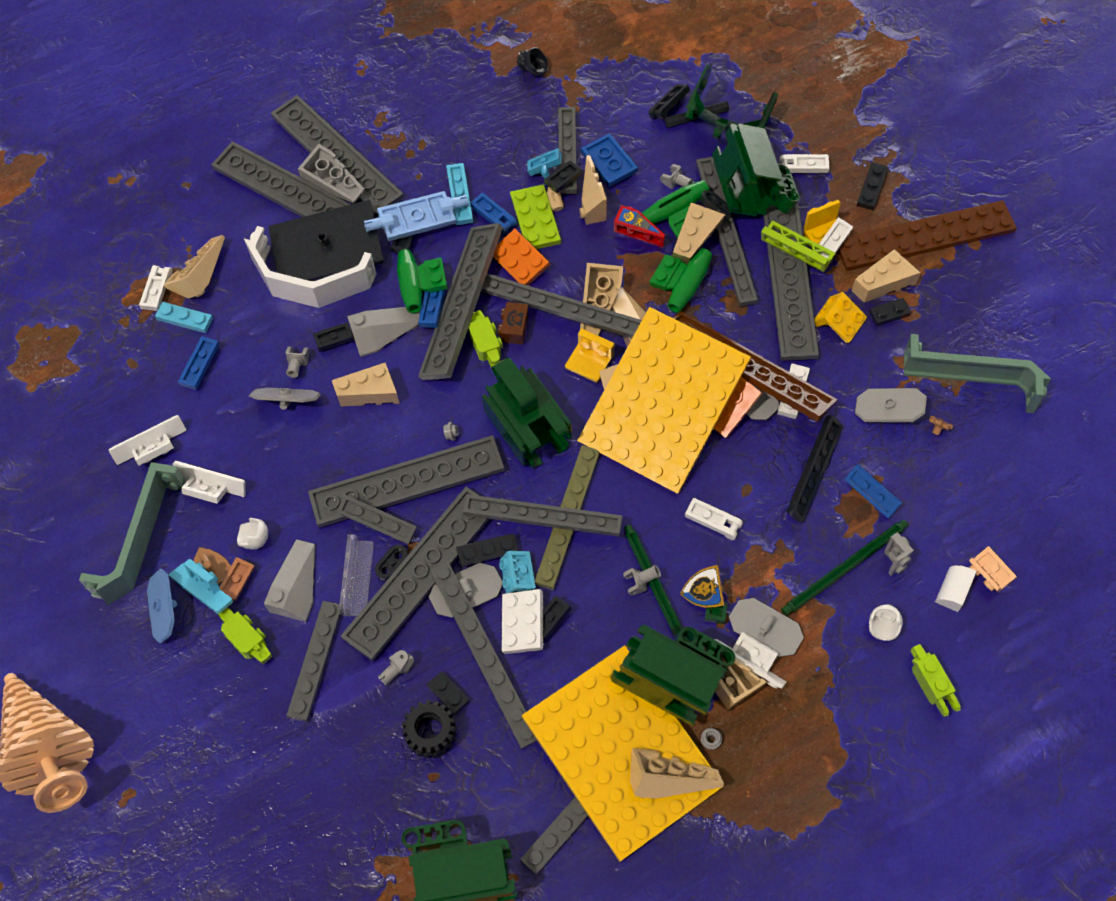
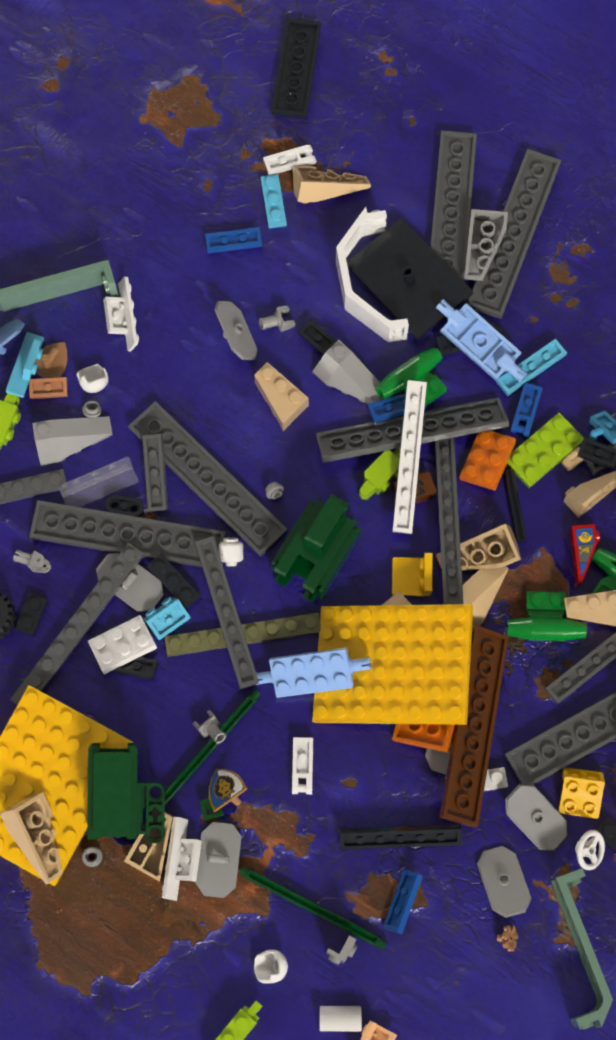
camera: 60 degrees right, 10 degrees up
(76, 245) = (296, 68): none -> black plate
(148, 443) = (135, 246): white bracket -> none
(280, 550) = (91, 409): none -> light grey plate
(487, 306) = (409, 457): none -> white plate
(487, 487) = (231, 551): none -> white head
(566, 256) = (515, 507): none -> black axle
(637, 466) = (312, 672): none -> light blue plate
(846, 357) = (536, 817): none -> light grey shield
(892, 331) = (588, 848): none -> white piece

